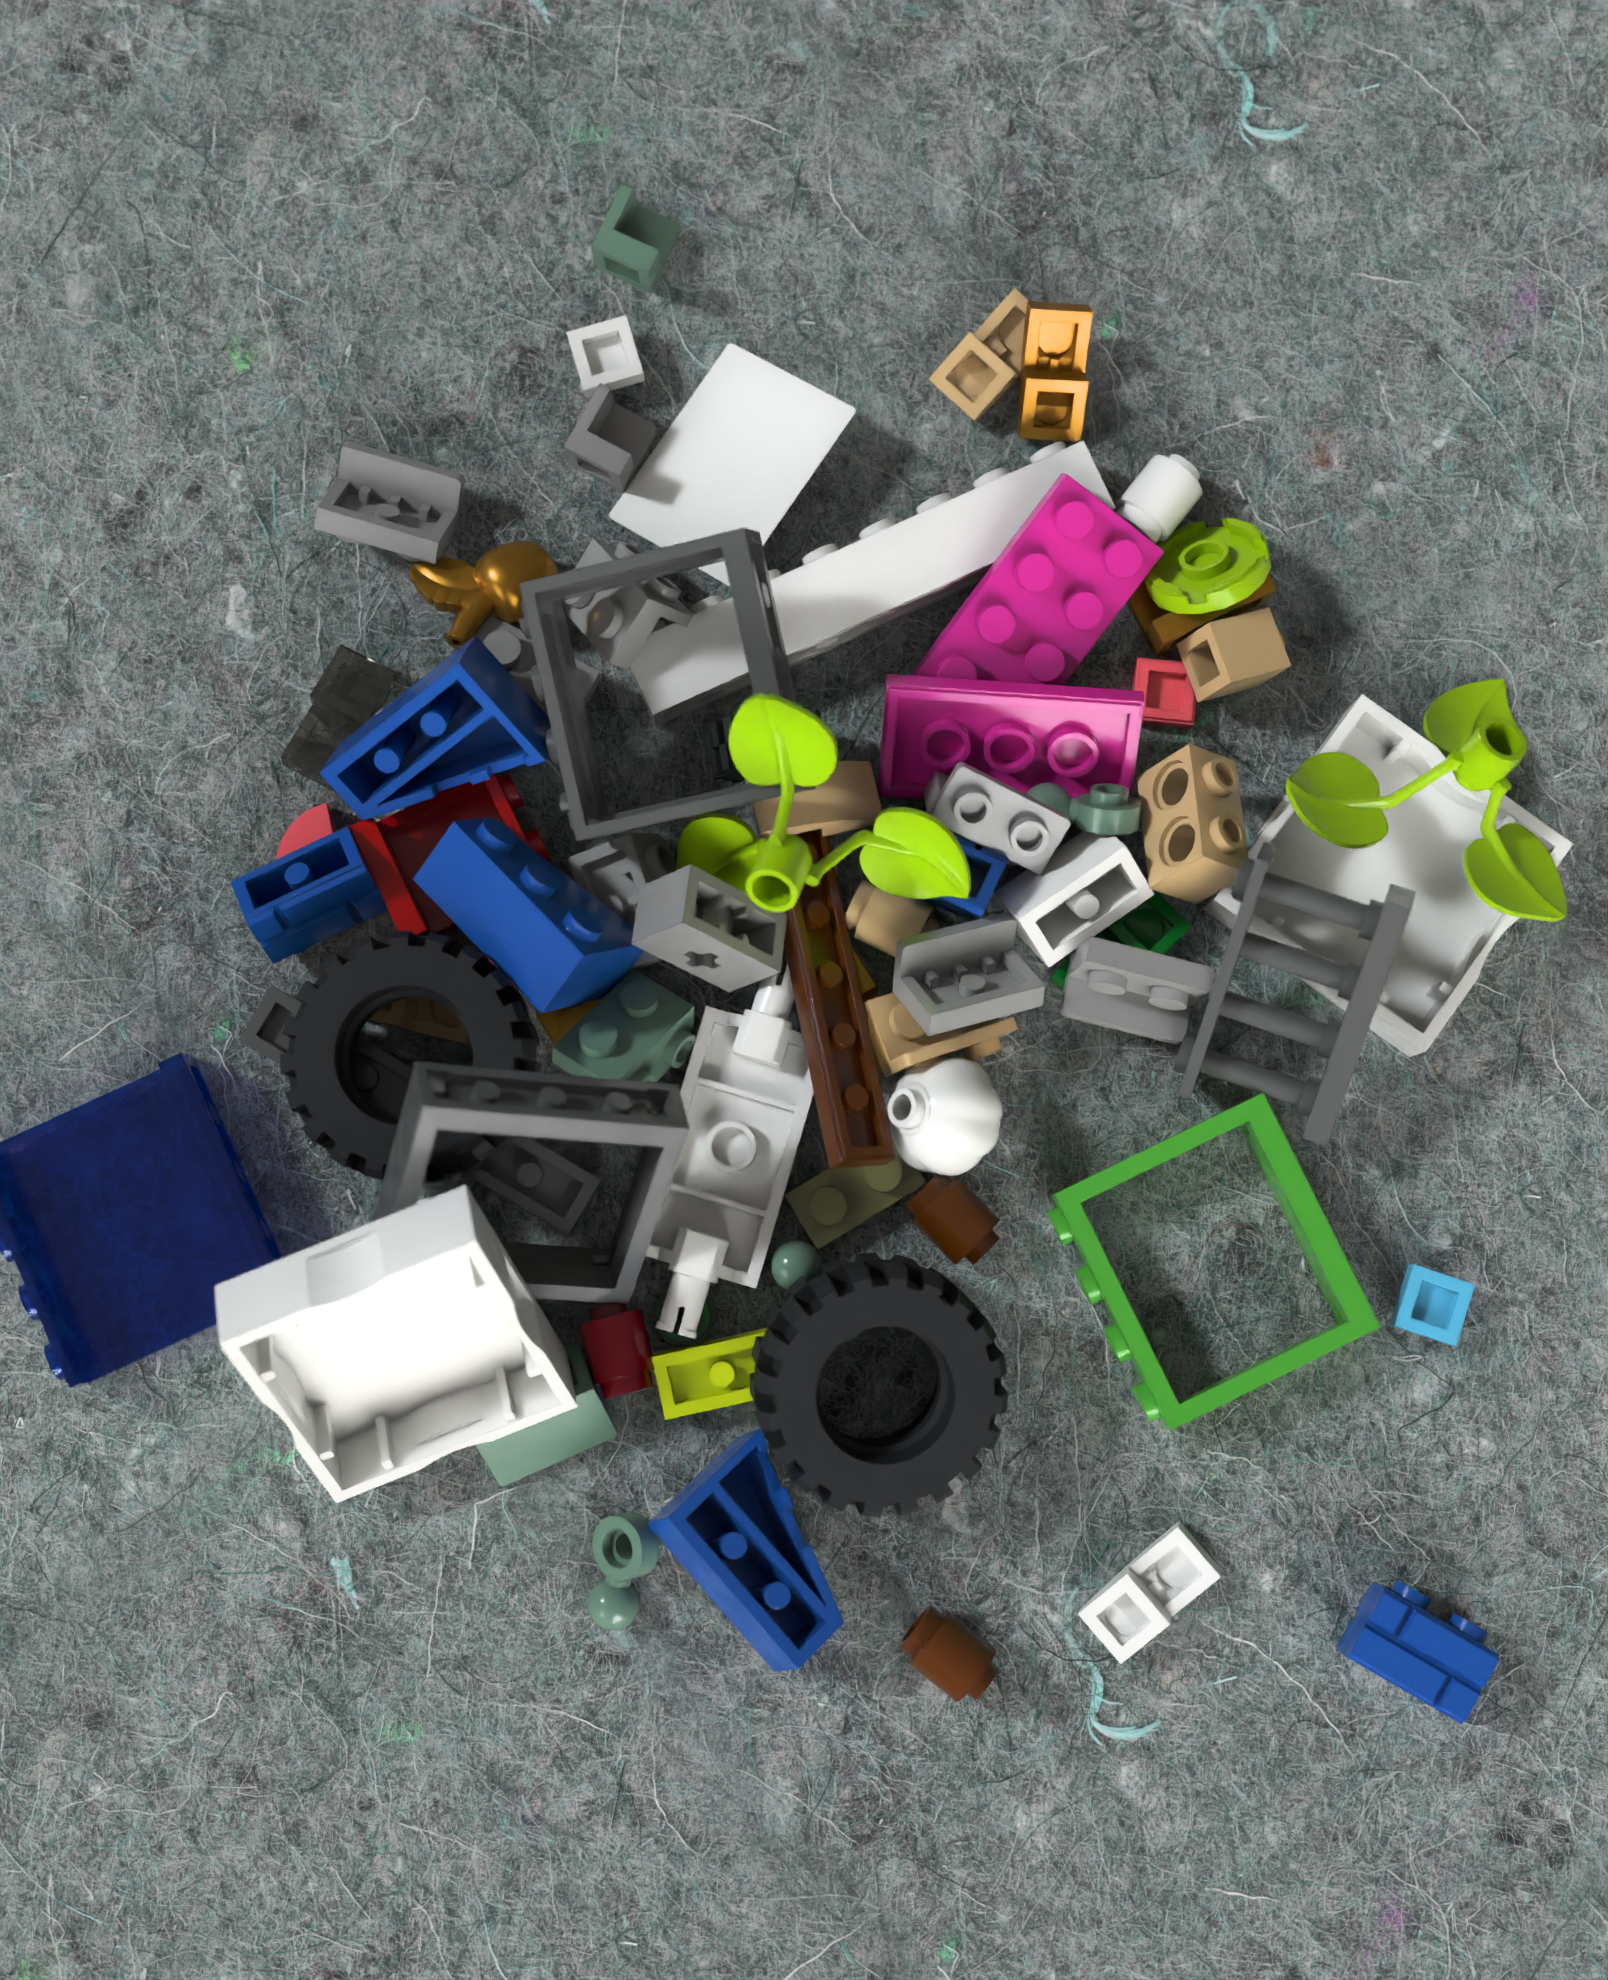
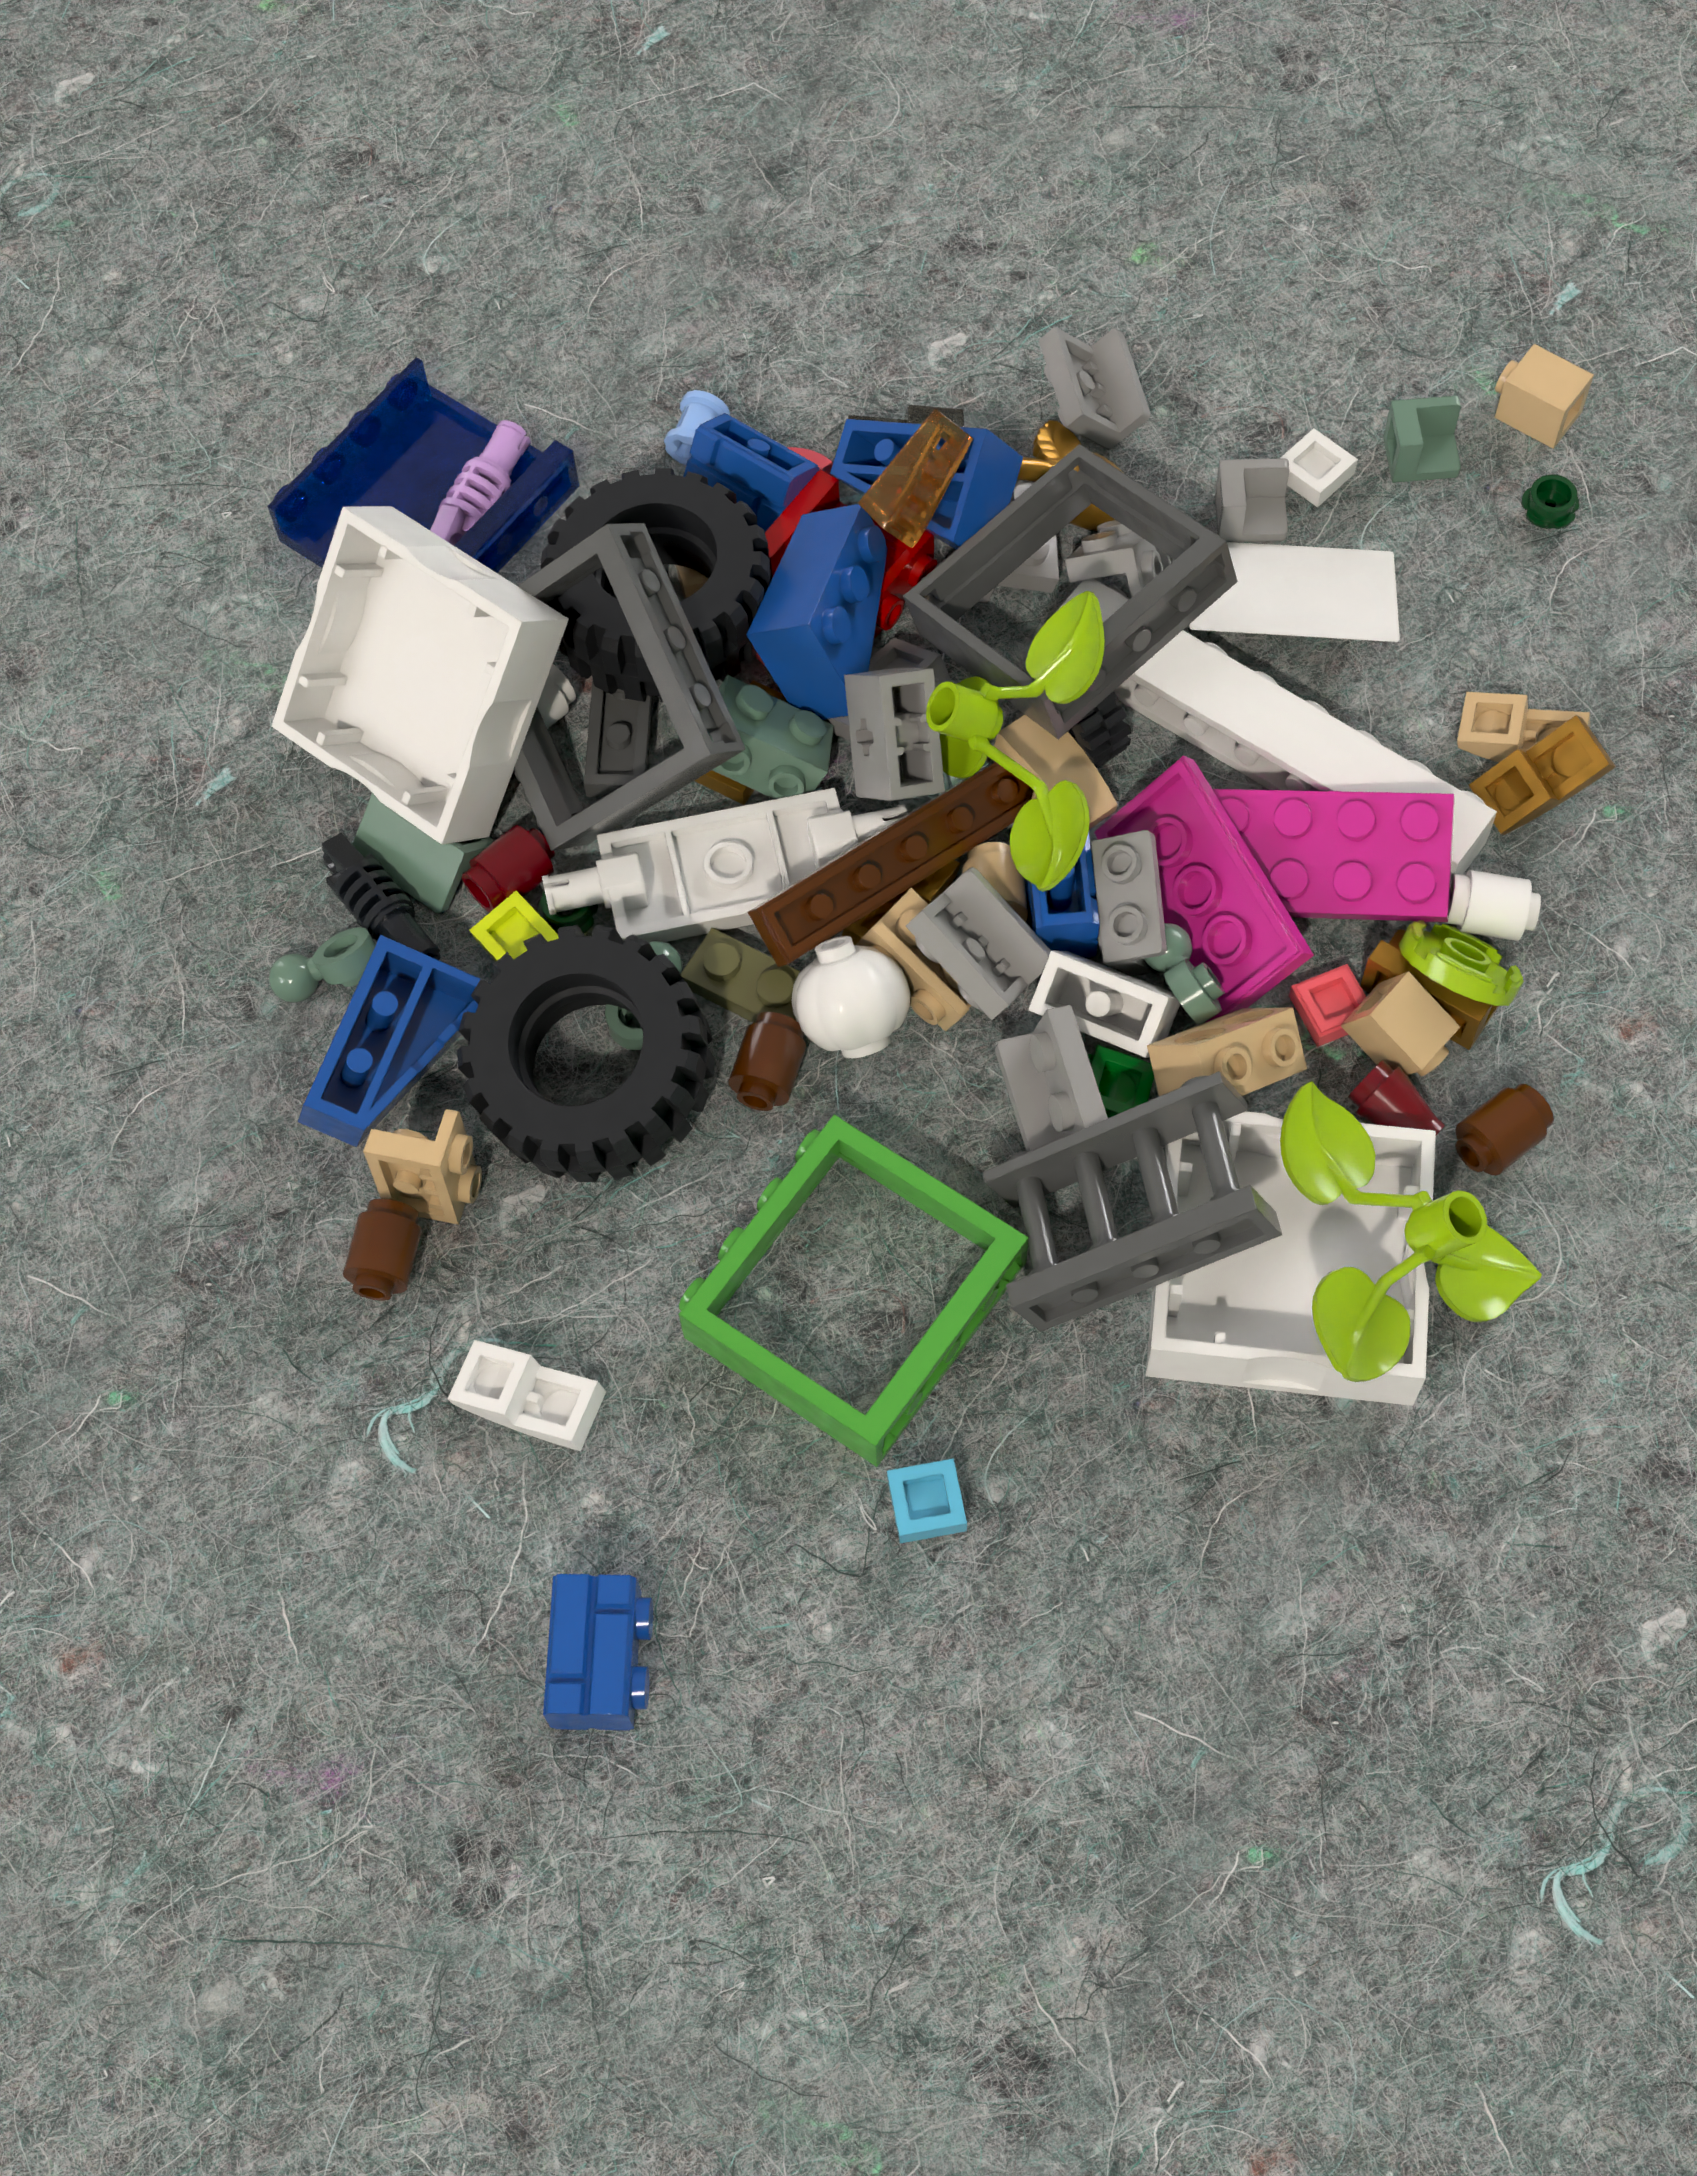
camera: 65 degrees right, 20 degrees down
(166, 1169) = (481, 482): none -> lavender hinge
(207, 911) = (696, 409): none -> light blue bush
(471, 769) = (910, 486): none -> clear orange slope
(582, 1489) = (373, 896): none -> black hinge
(652, 99) = (1542, 395): none -> tan brick
(775, 155) = (1554, 492): none -> dark green plate
(907, 1594) = (426, 1173): none -> tan bracket
(1294, 703) = (1392, 1100): none -> dark red cone
(1369, 628) = (1503, 1129): none -> reddish brown brick

